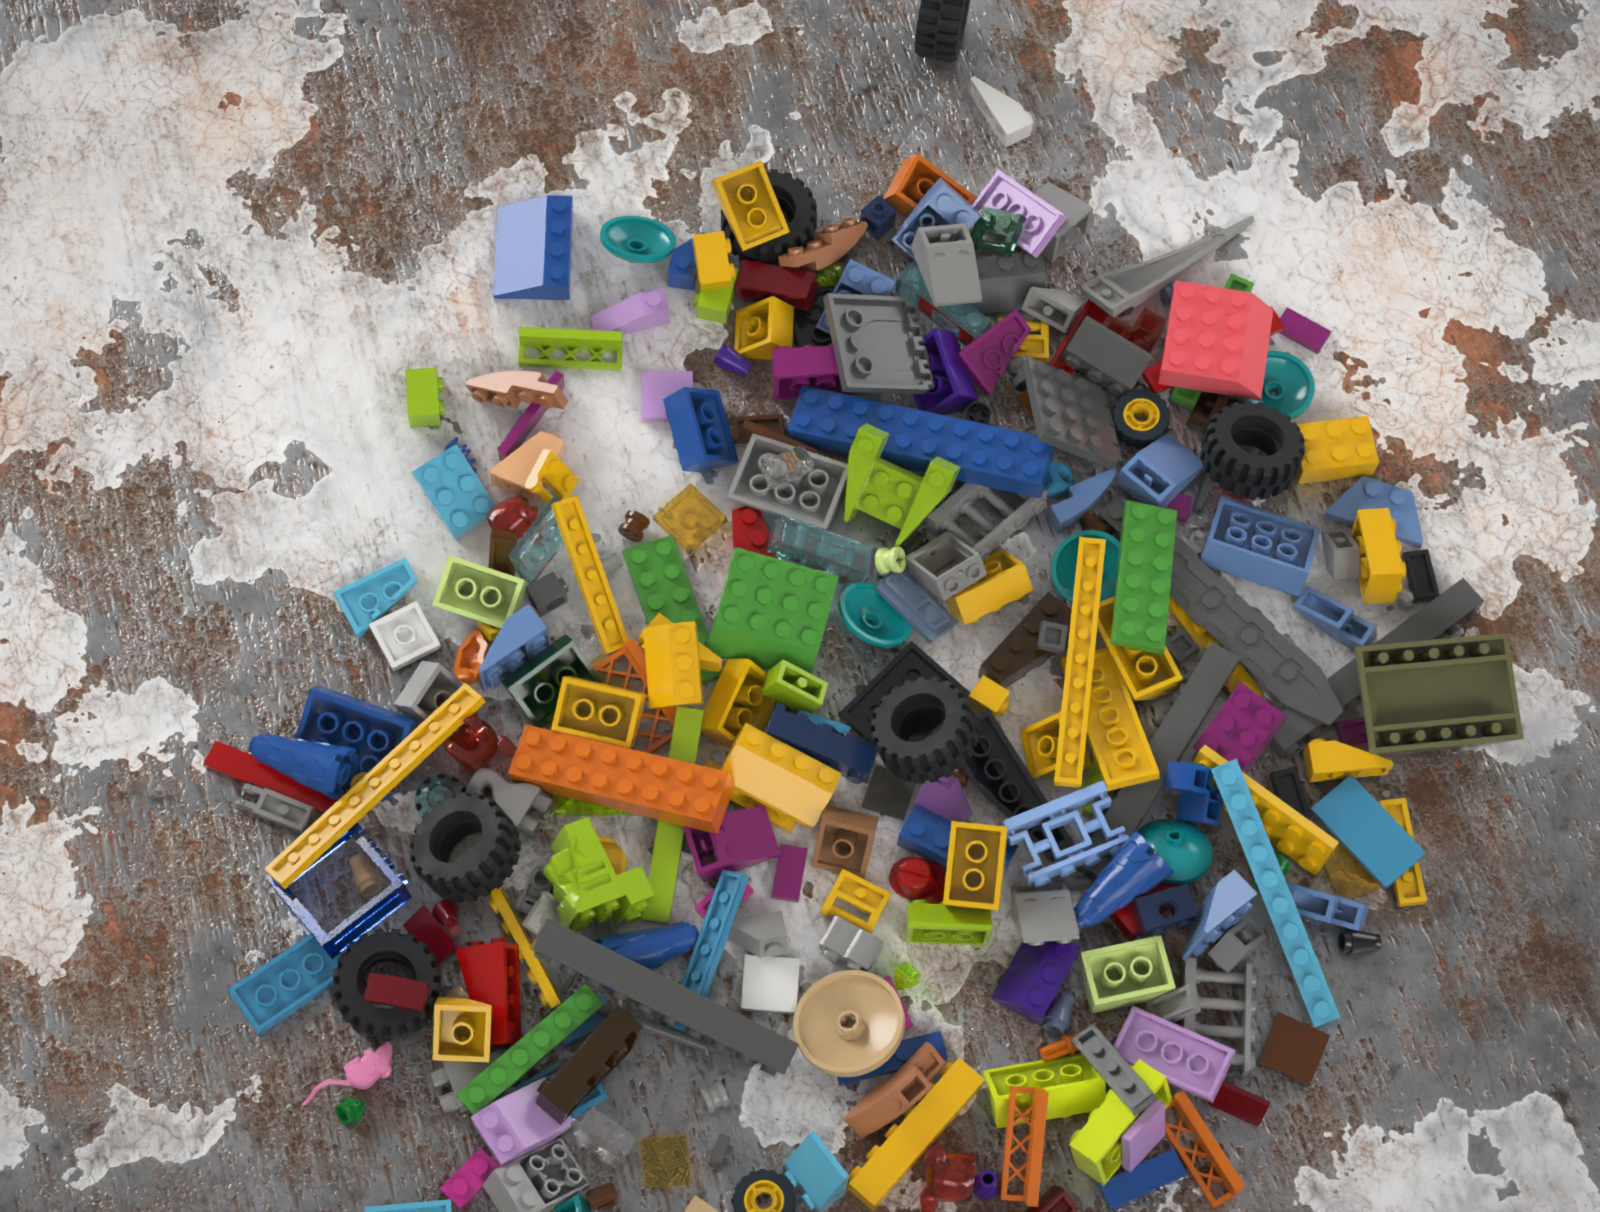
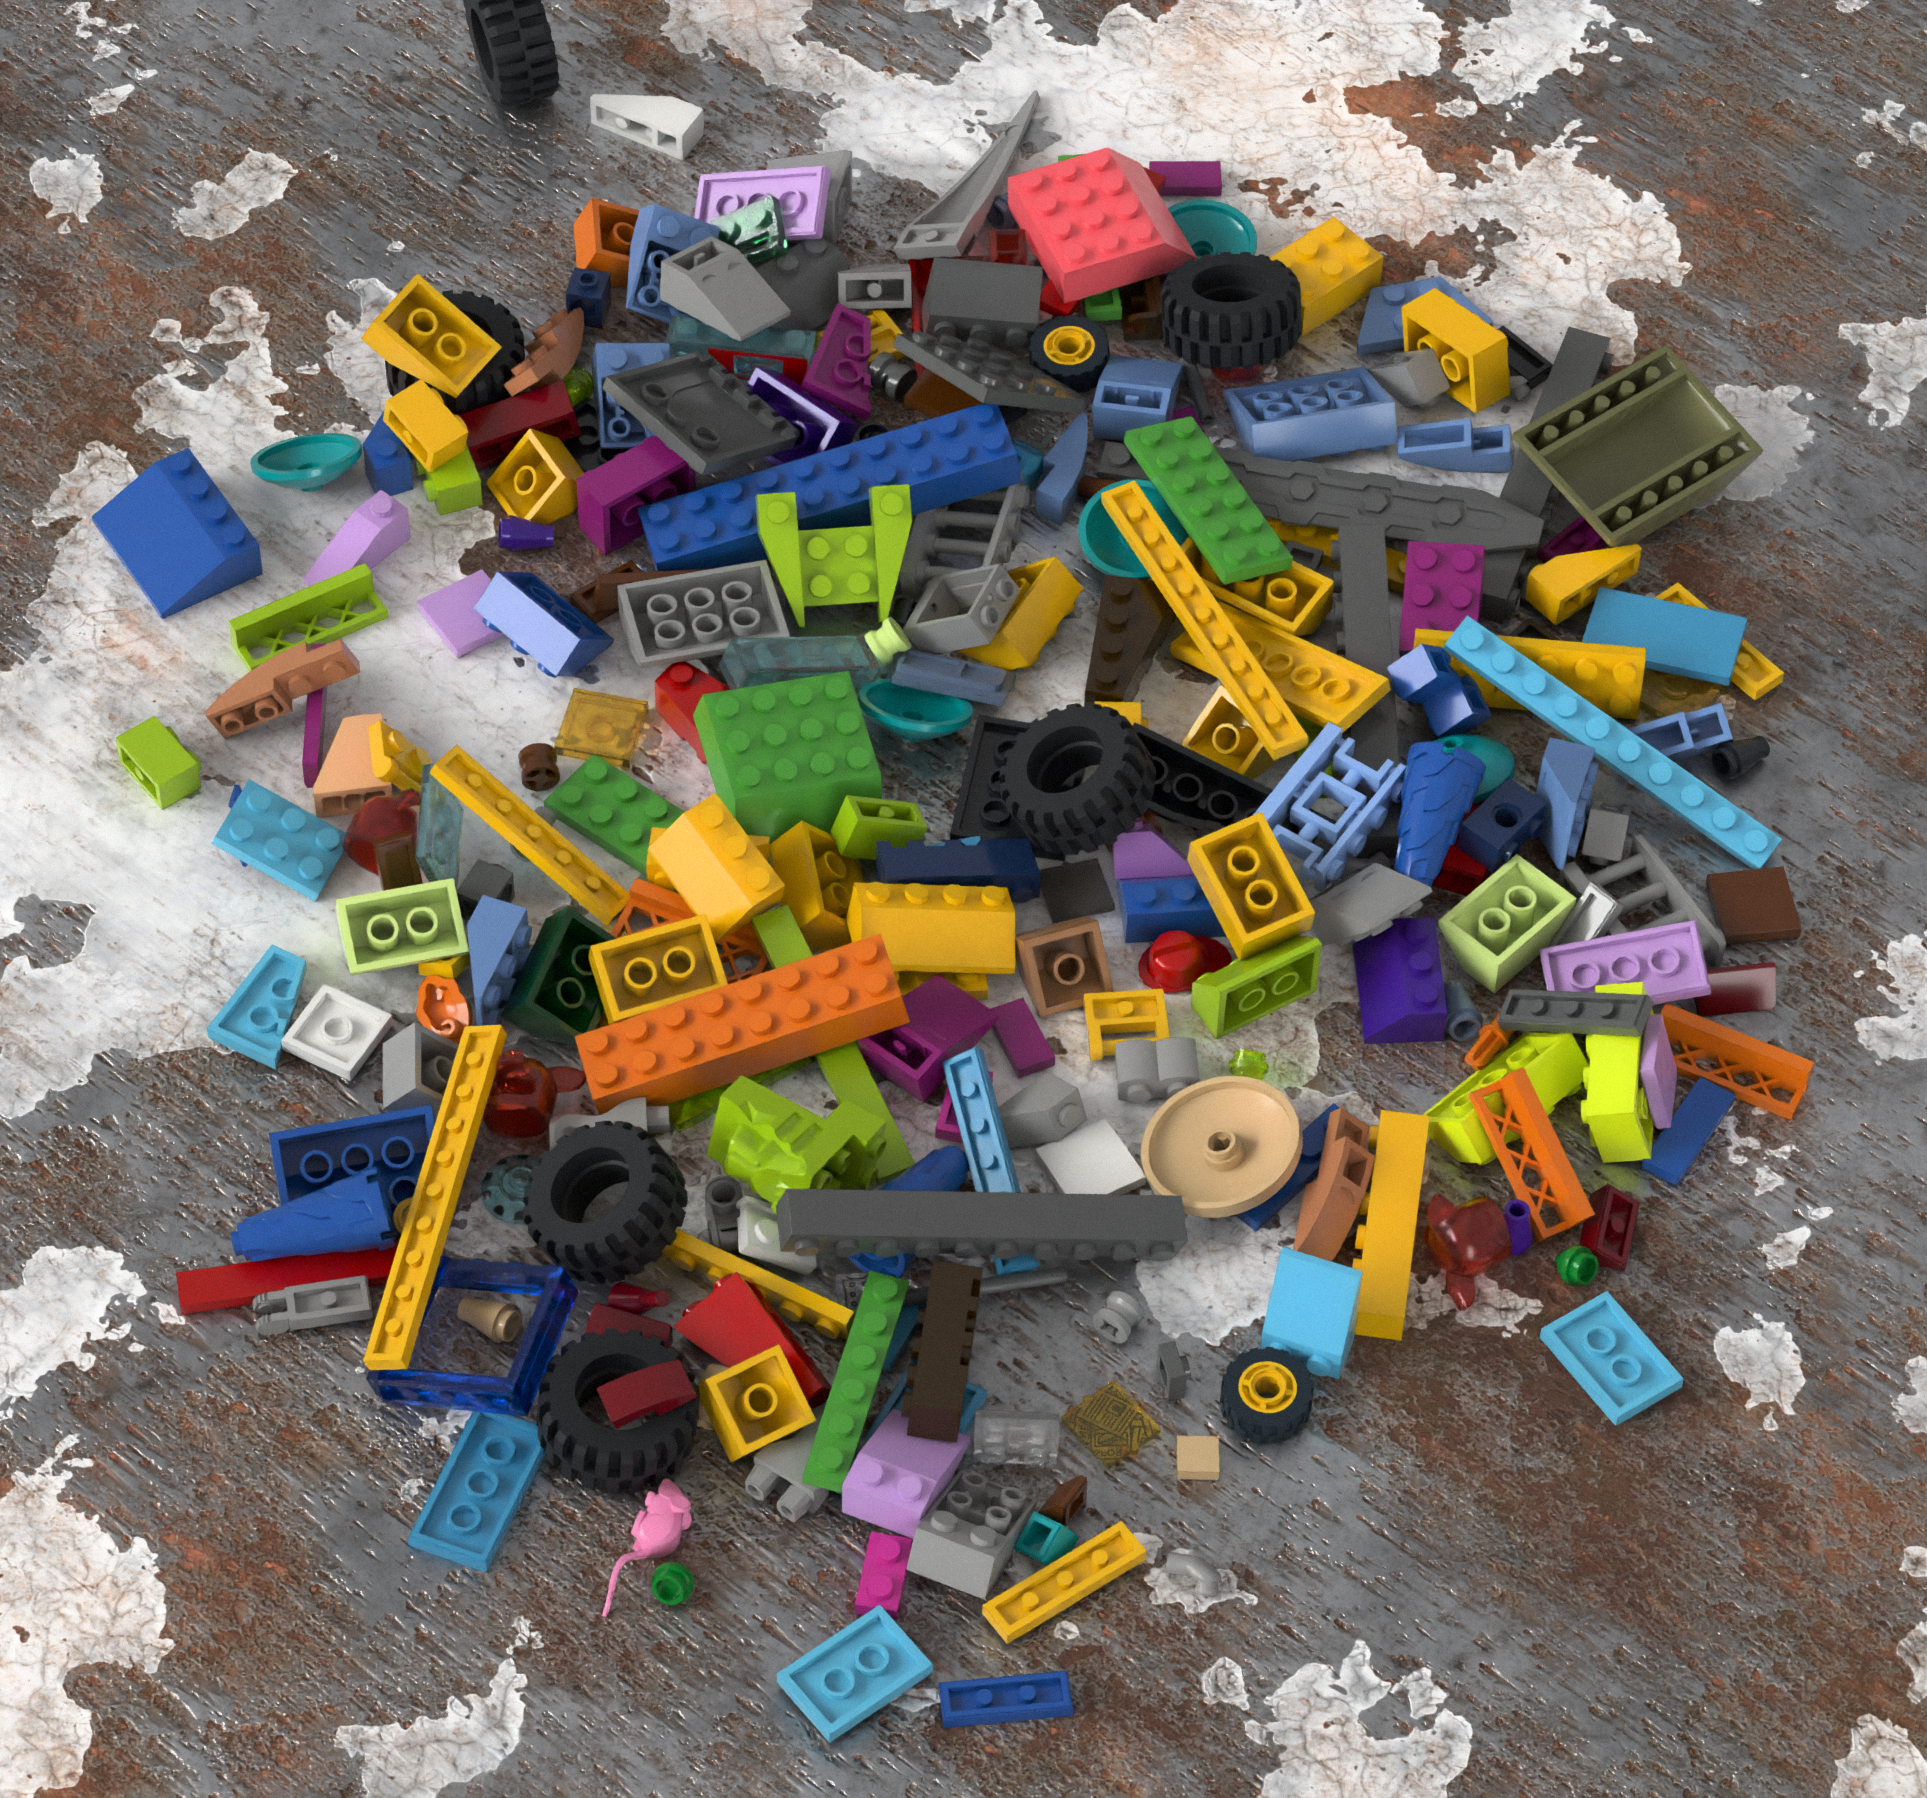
camera: 30 degrees left, 15 degrees down
(786, 466) = (693, 590): clear leg -> none
(1052, 637) = (1150, 612): dark grey plate -> none

